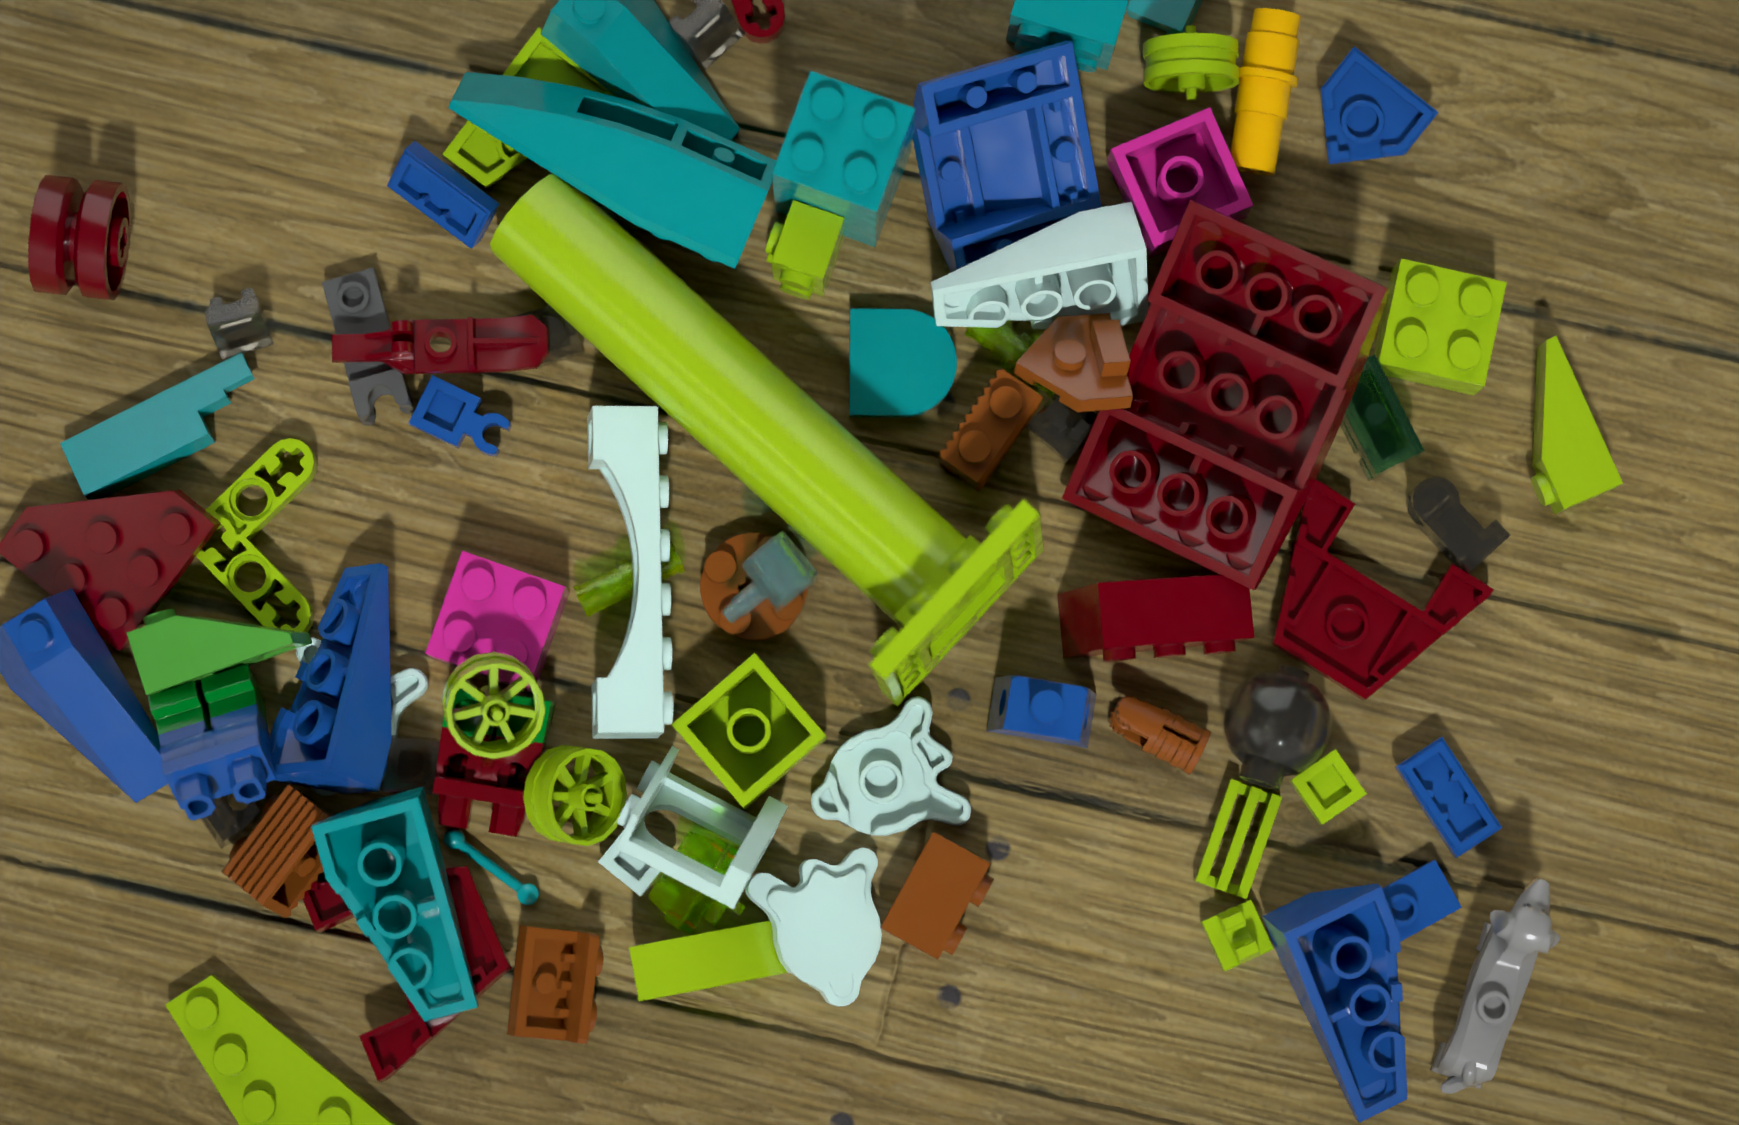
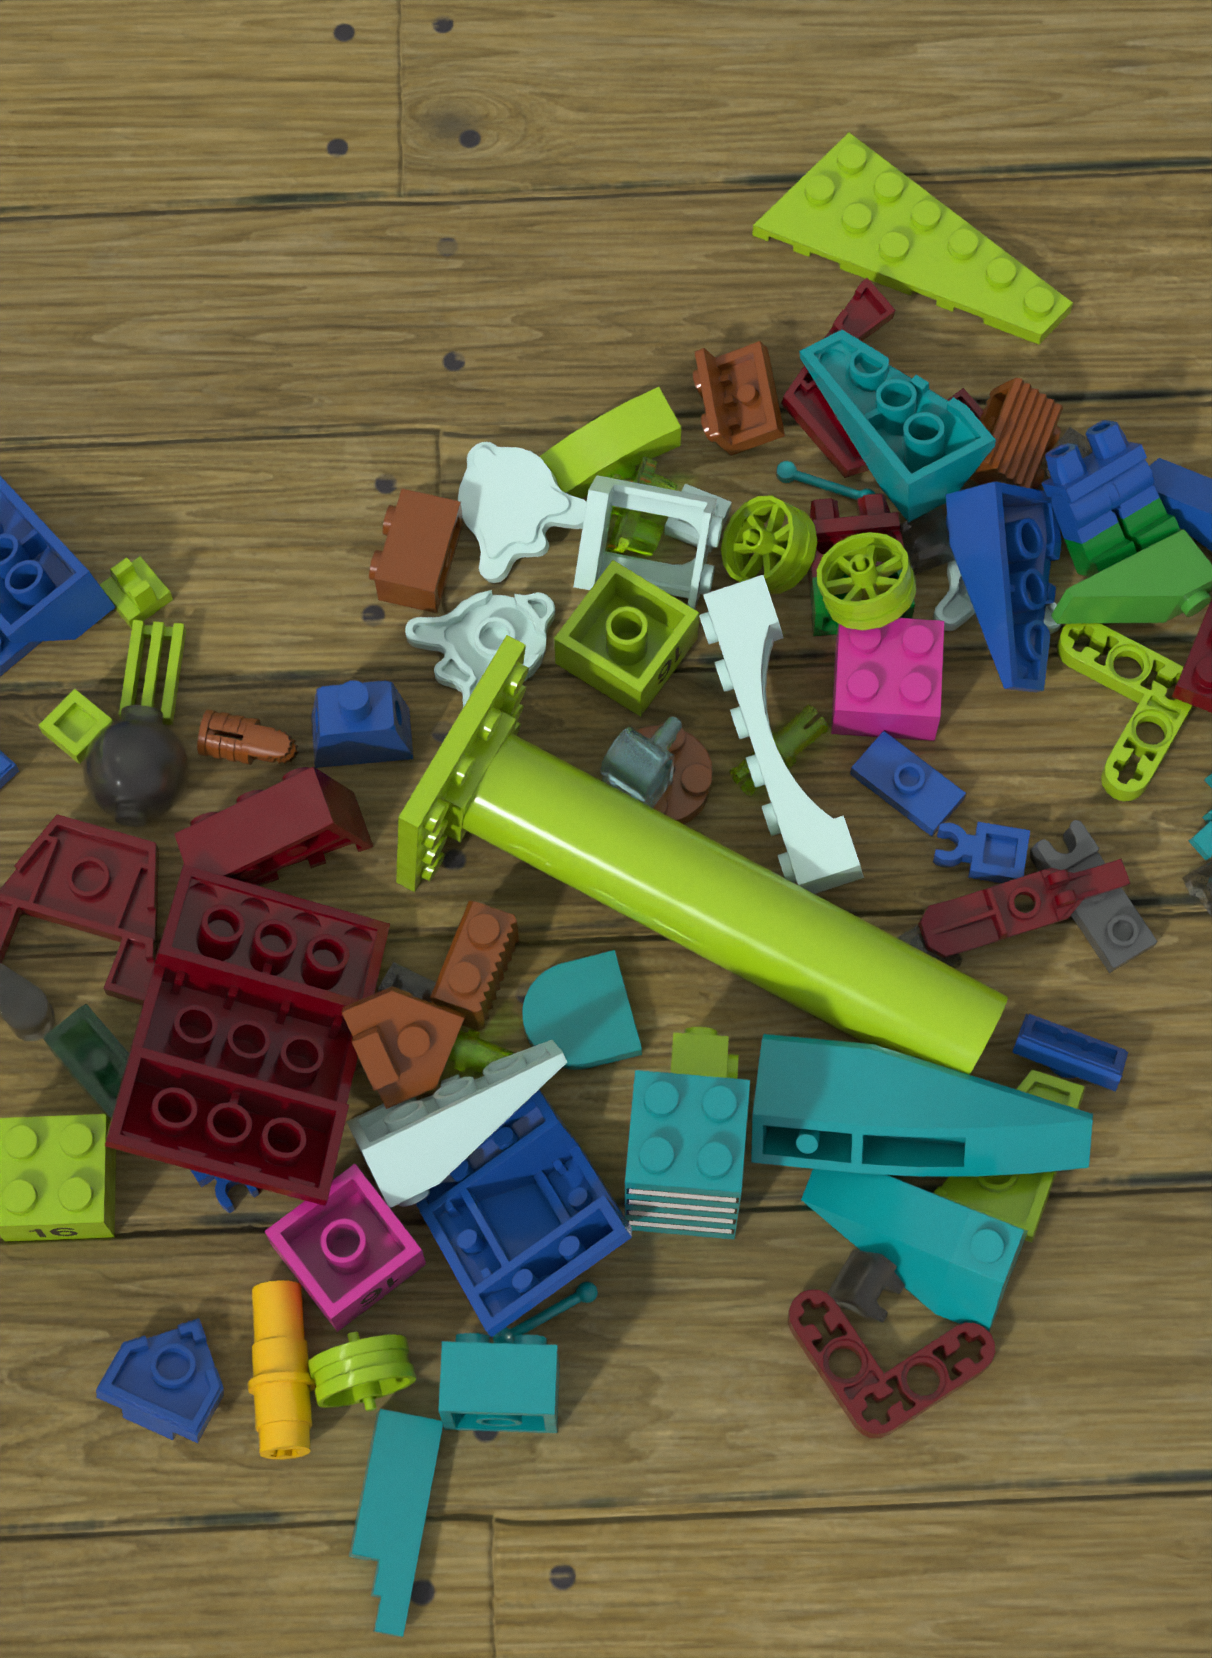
camera: 170 degrees right, 15 degrees down
(510, 513) = (907, 783): none -> blue plate

